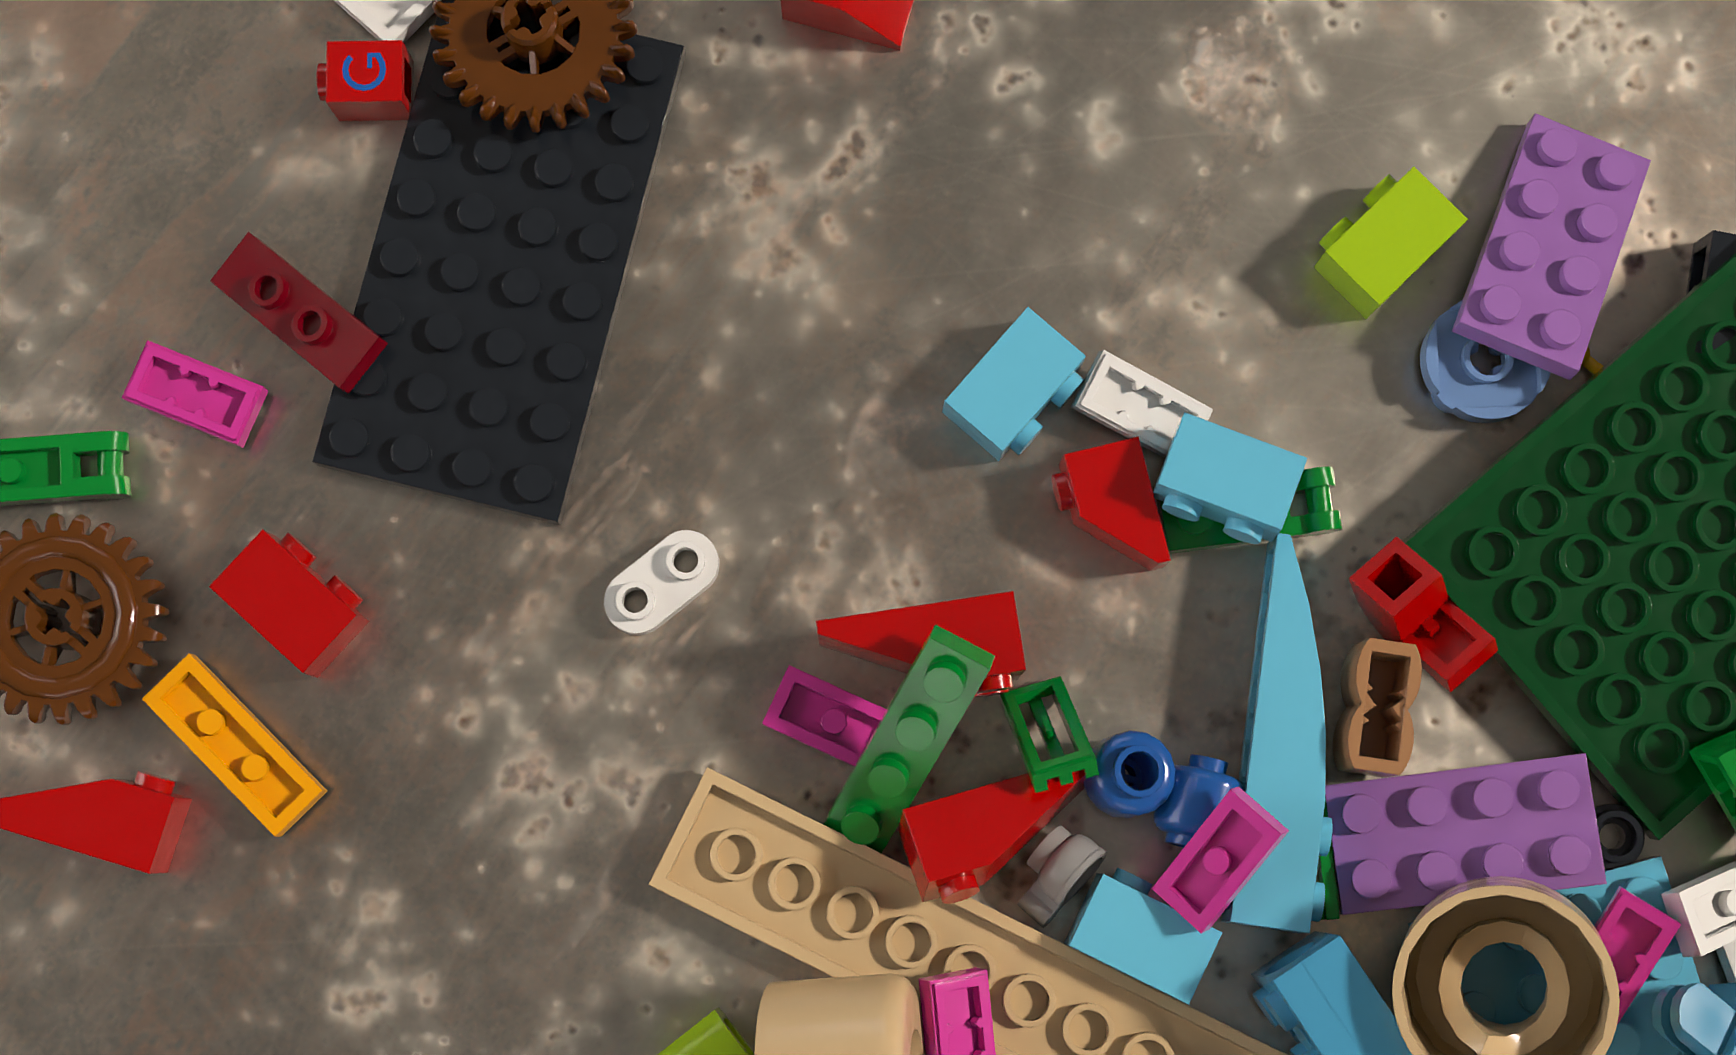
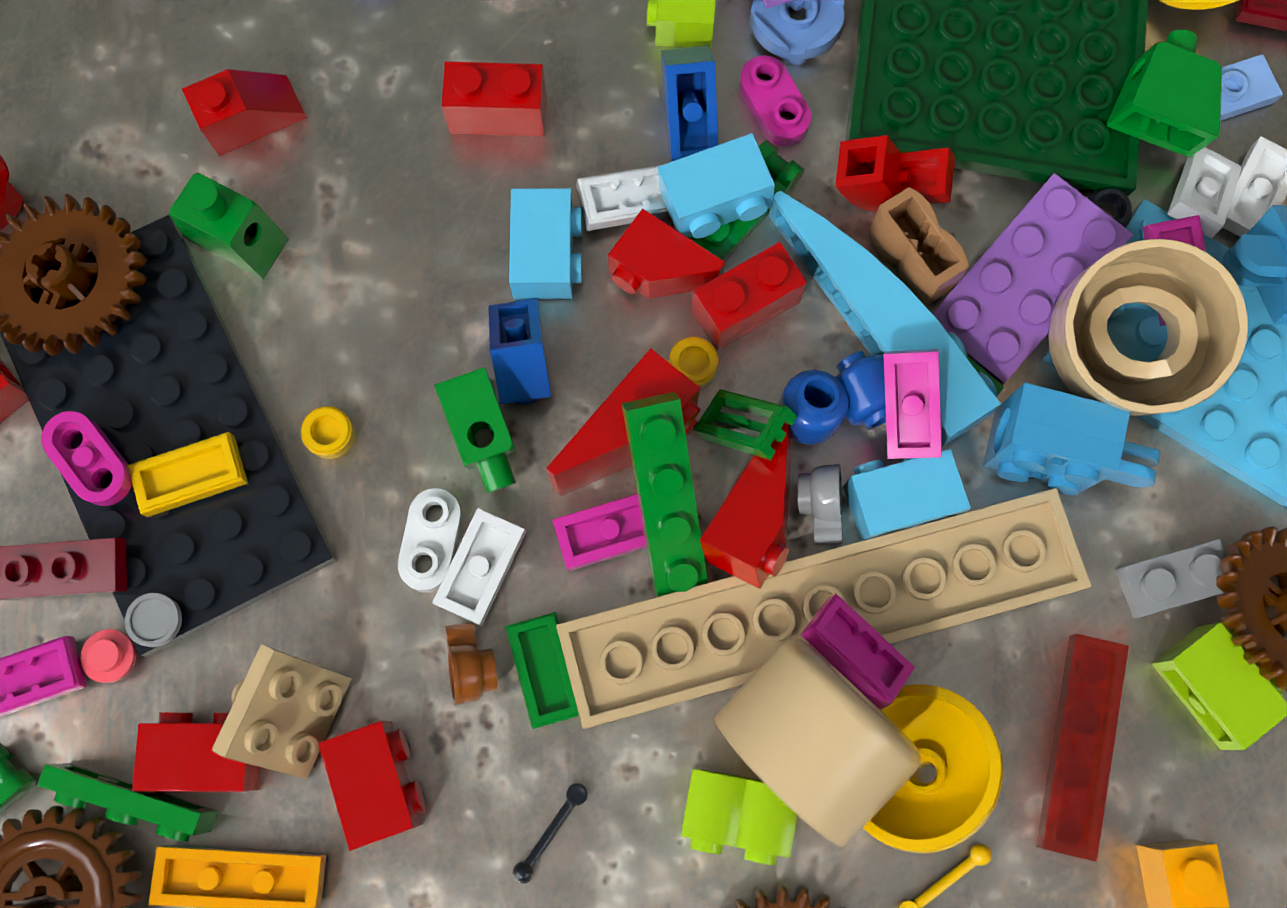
camera: 40 degrees left, 5 degrees down
(167, 539) = (81, 786): none -> green plate
(284, 437) = (108, 656): none -> coral plate
(350, 441) = (153, 620): none -> light grey piece
(394, 630) = (281, 713): none -> tan plate
(413, 239) = (88, 462): none -> dark pink plate
(420, 766) = (372, 783): none -> red brick
(492, 329) = (187, 474): none -> yellow tile
(592, 937) = (523, 871): none -> black hinge
(594, 738) = (470, 669): none -> dark orange piece
(654, 394) = (328, 432): none -> yellow tile
(659, 796) = (542, 670): none -> green tile
(684, 649) = (479, 567): none -> white plate
(728, 108) = (217, 222): none -> green torso
(808, 493) = (472, 406): none -> green torso
(899, 471) = (518, 352): none -> blue slope
(1058, 627) = (695, 359): none -> yellow tile
(1096, 194) = (494, 98): none -> red brick
(1167, 611) = (748, 296): none -> red brick
(1289, 362) = (689, 100): none -> blue slope
(1379, 428) = (773, 97): none -> dark pink plate

